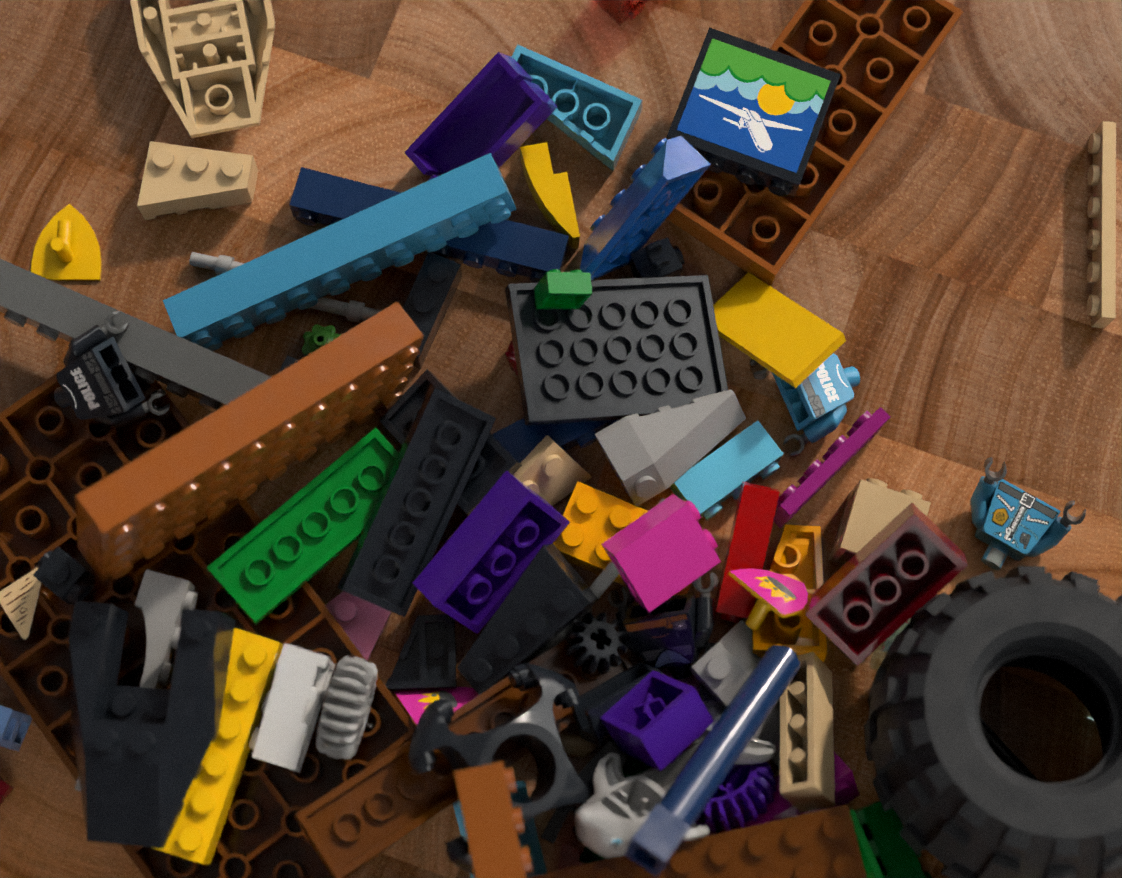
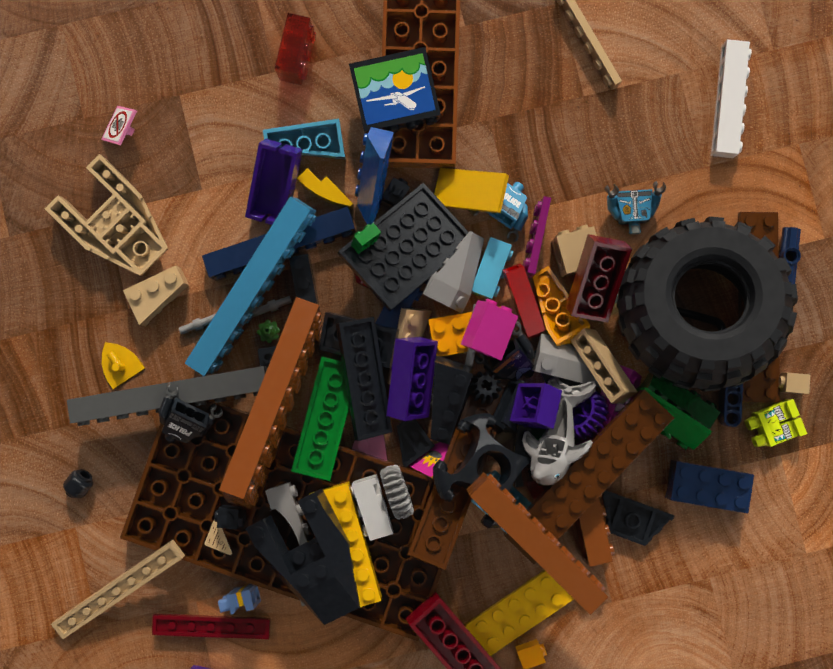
camera: 30 degrees left, 10 degrees up
(712, 761) = (574, 409): dark blue brick -> none
(774, 593) = (549, 313): shield -> none

